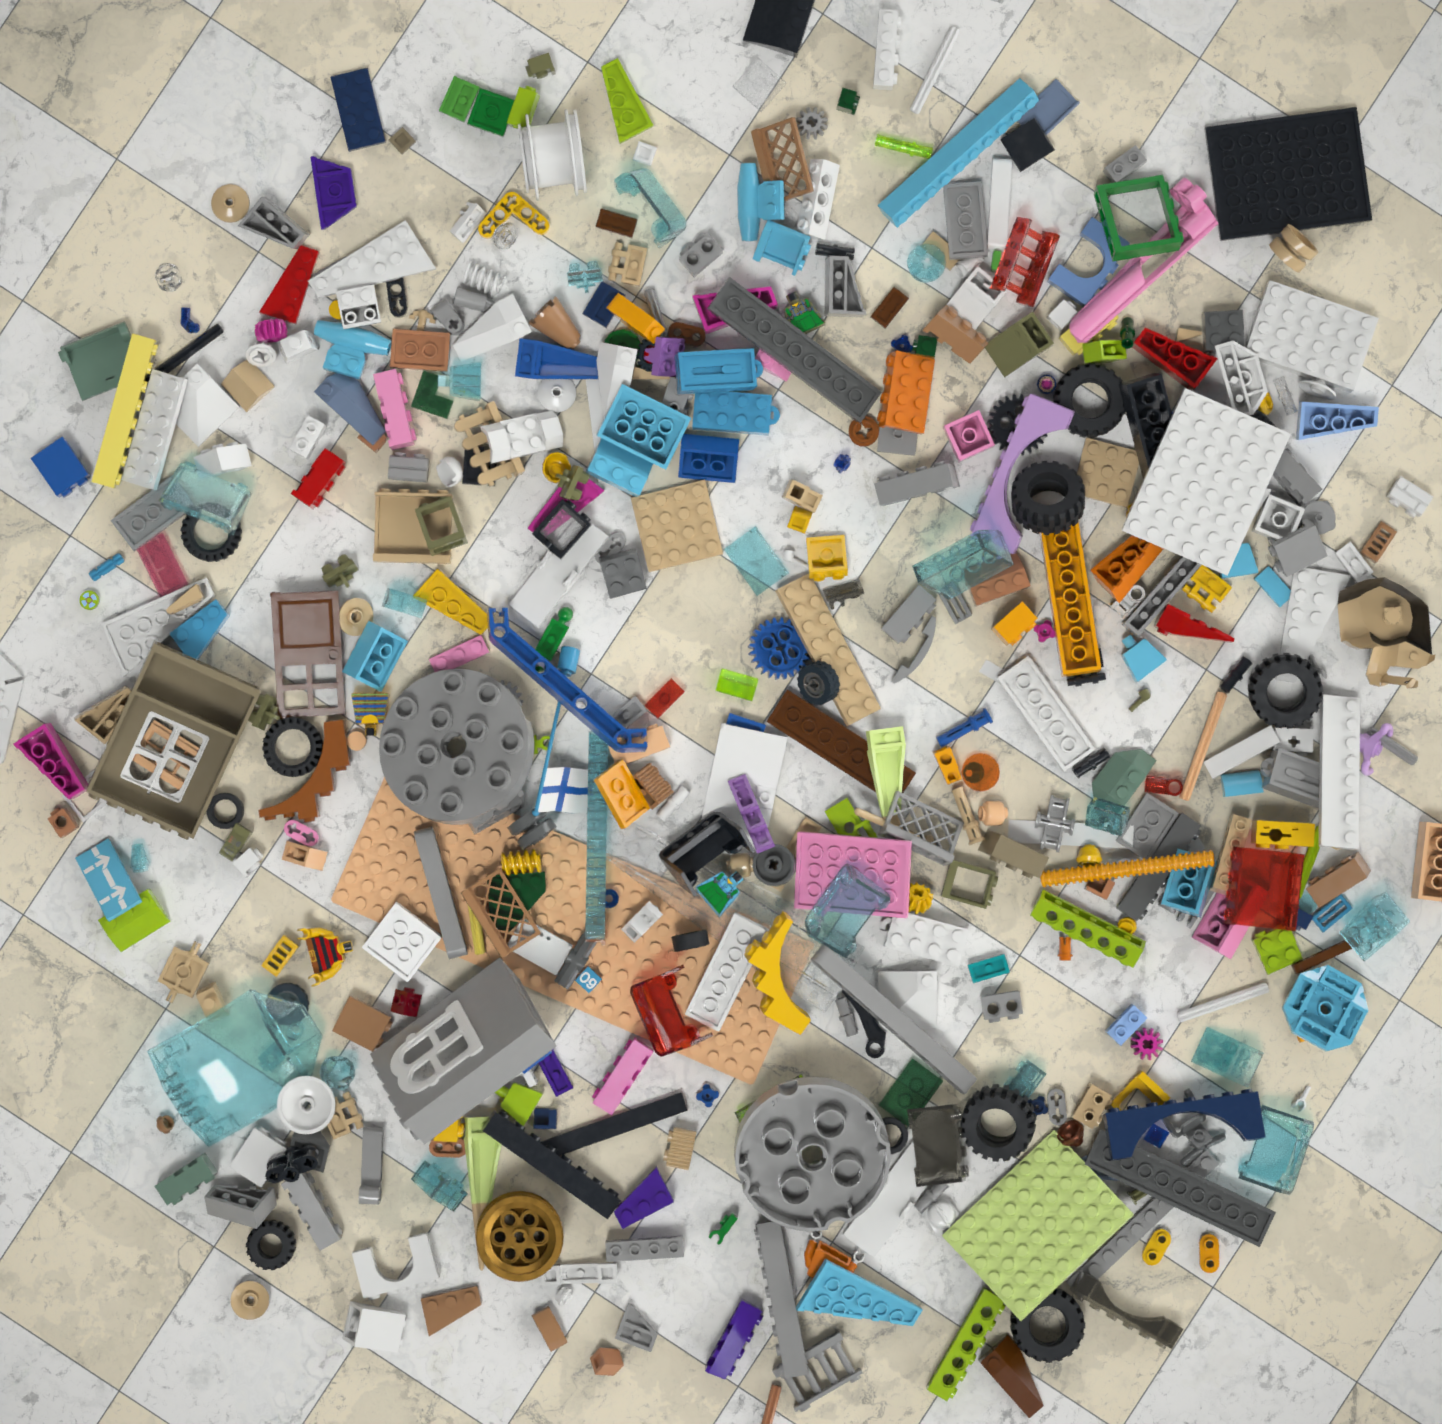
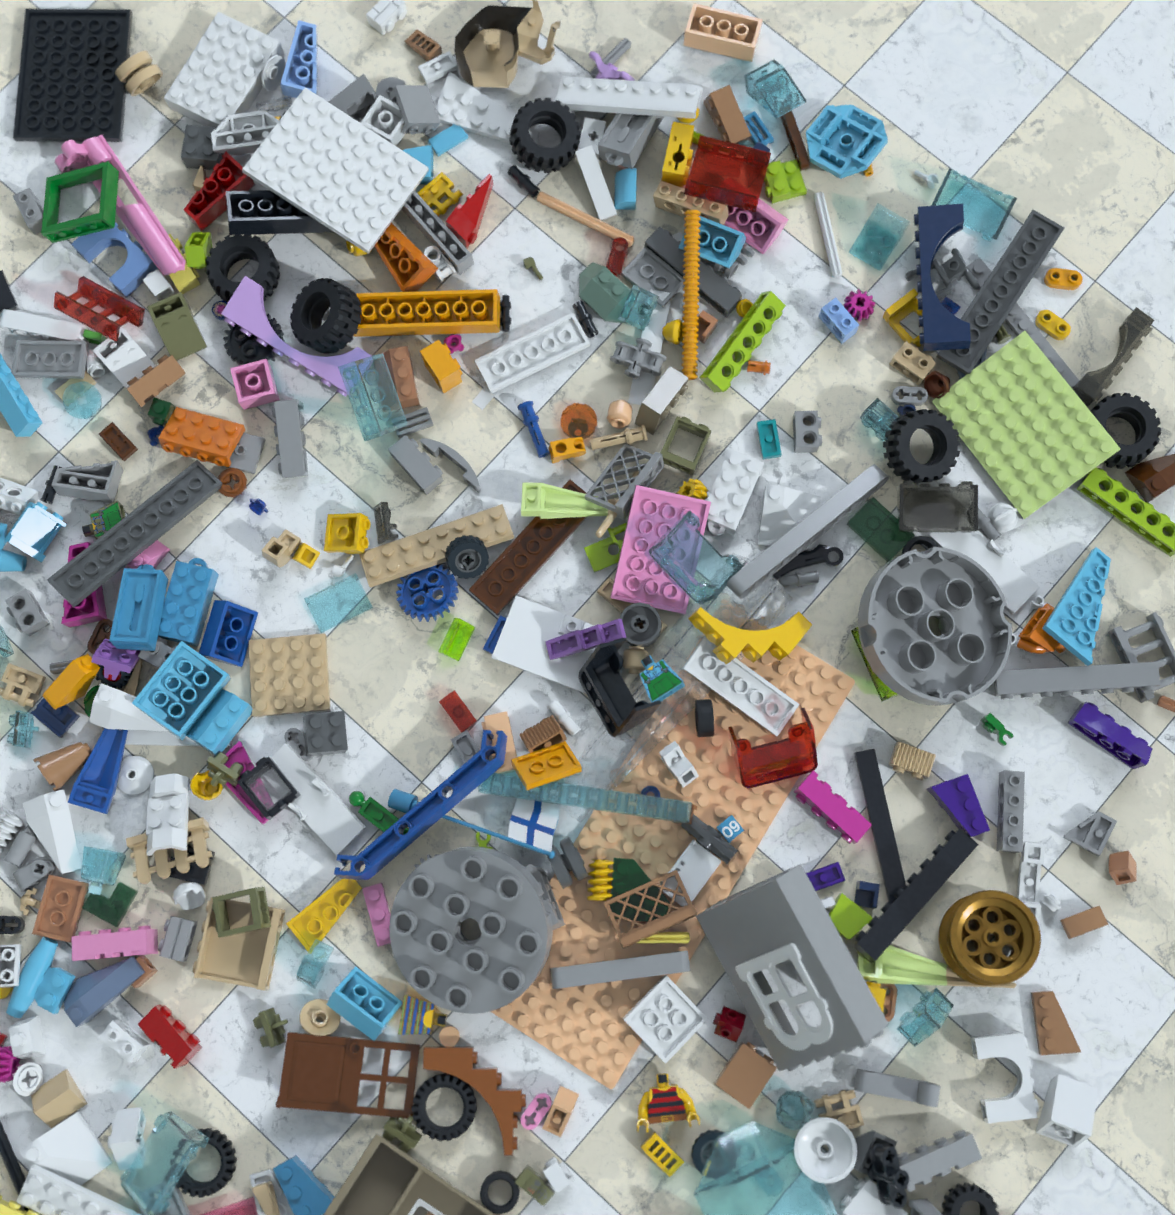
camera: 75 degrees left, 10 degrees down
(712, 1095) = (861, 733): blue plate -> none
(1108, 472) = (313, 261): tan plate -> none
(1127, 333) = (186, 228): dark green pin -> none
(1141, 657) = (493, 260): medium azure torso -> none

